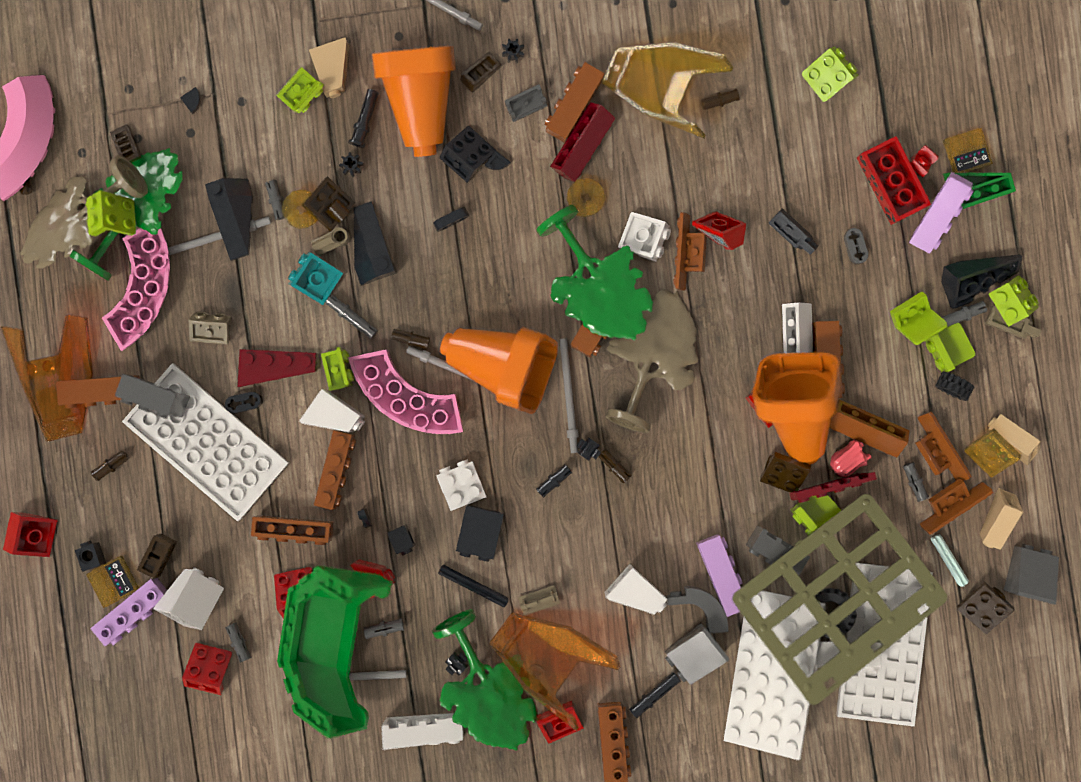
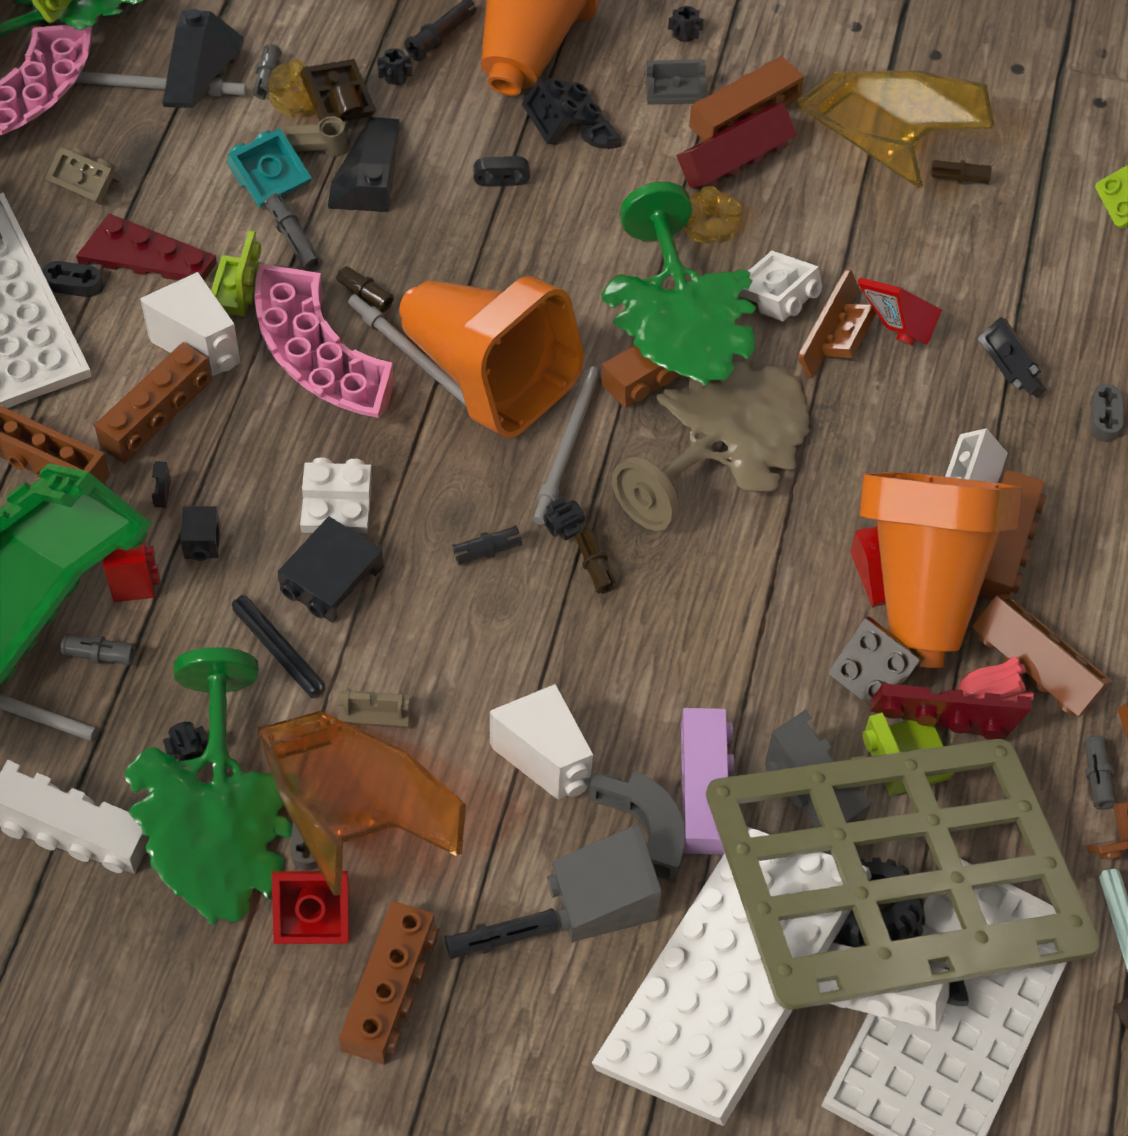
camera: 20 degrees right, 30 degrees down
(468, 74) = (617, 34): dark brown slope -> none

